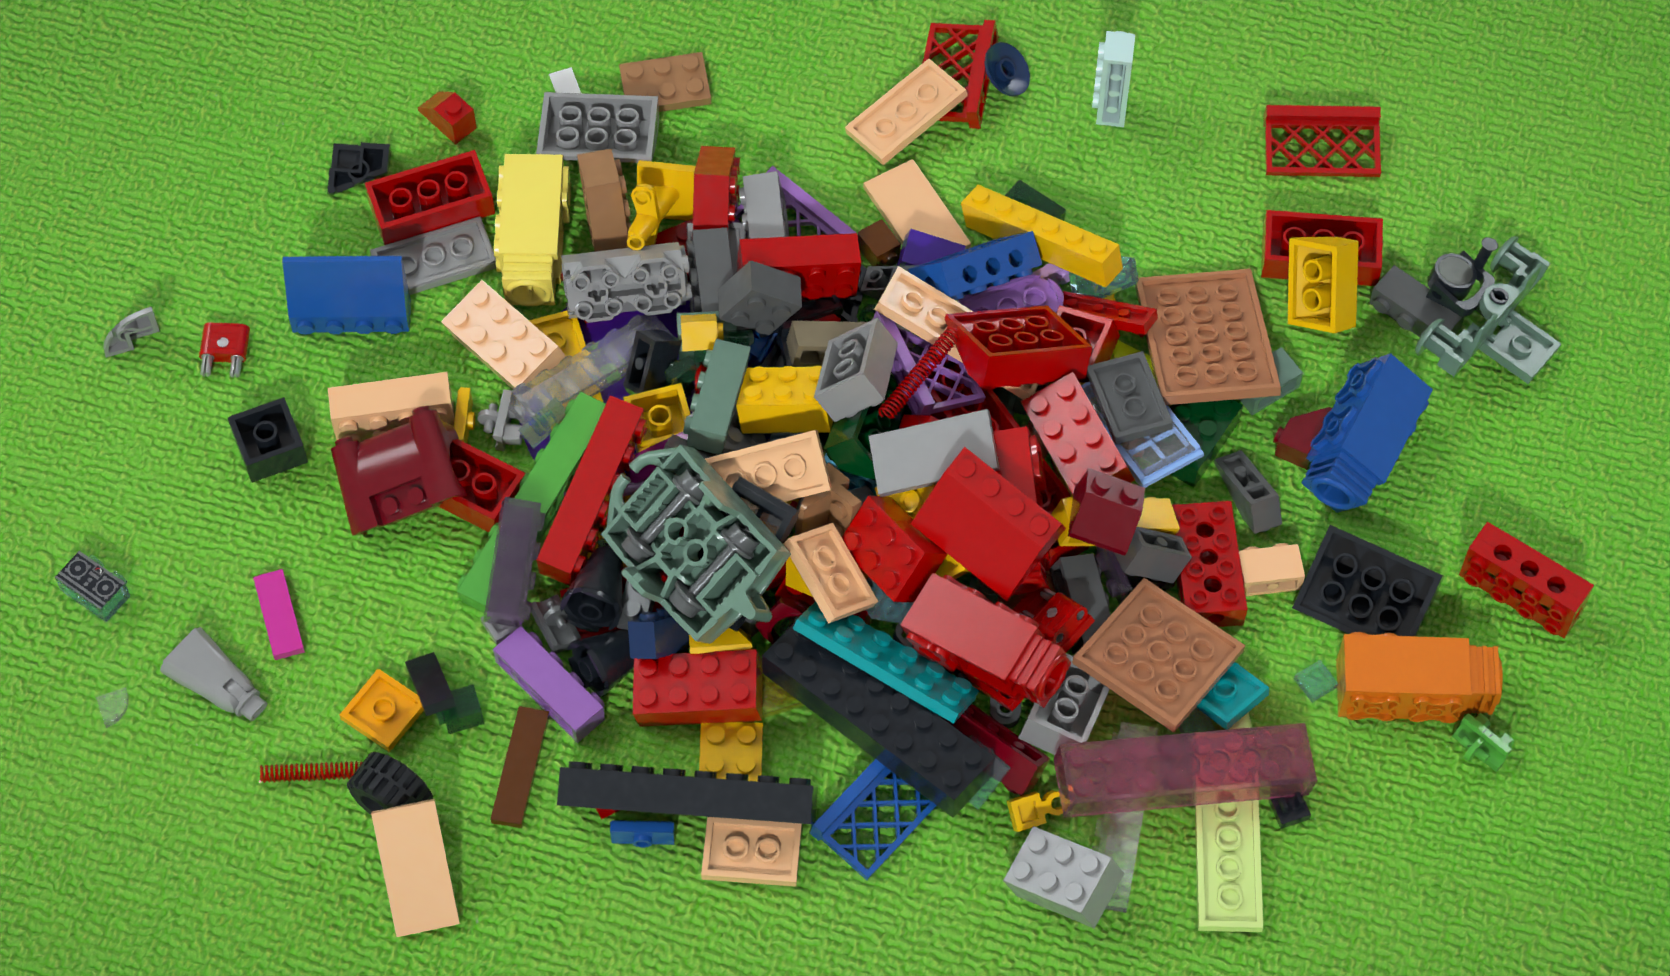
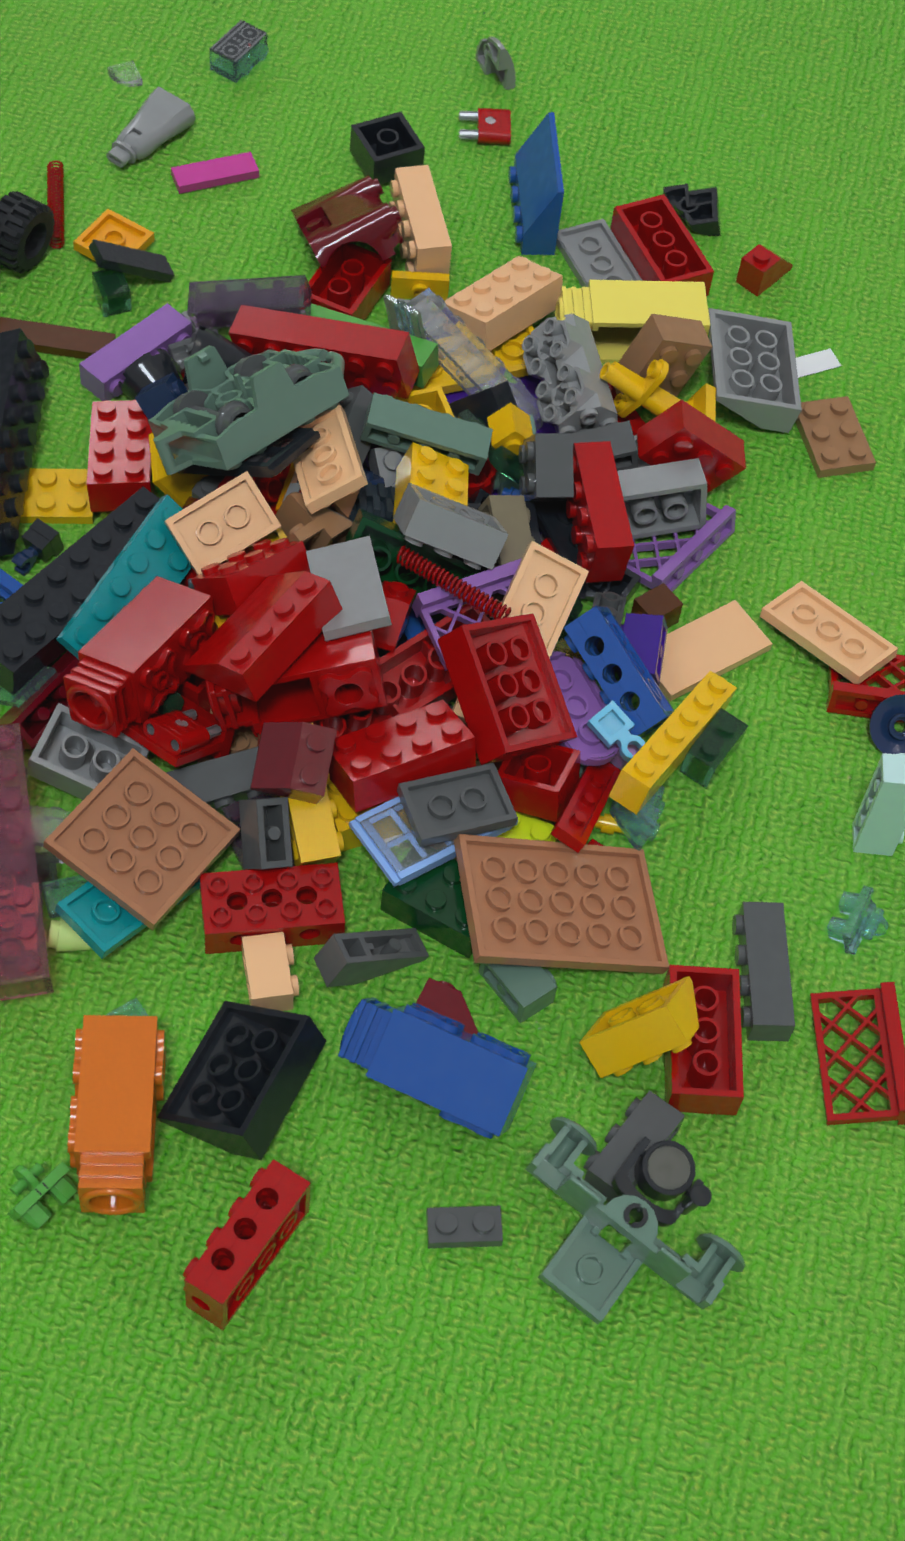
camera: 80 degrees right, 5 degrees down
(799, 764) = (39, 542): none -> black piece
(1039, 275) = (613, 727): none -> medium azure plate
(1210, 134) = (863, 920): none -> clear light blue hips
(1246, 197) = (764, 971): none -> dark grey brick
(1486, 436) = (464, 1227): none -> dark grey plate

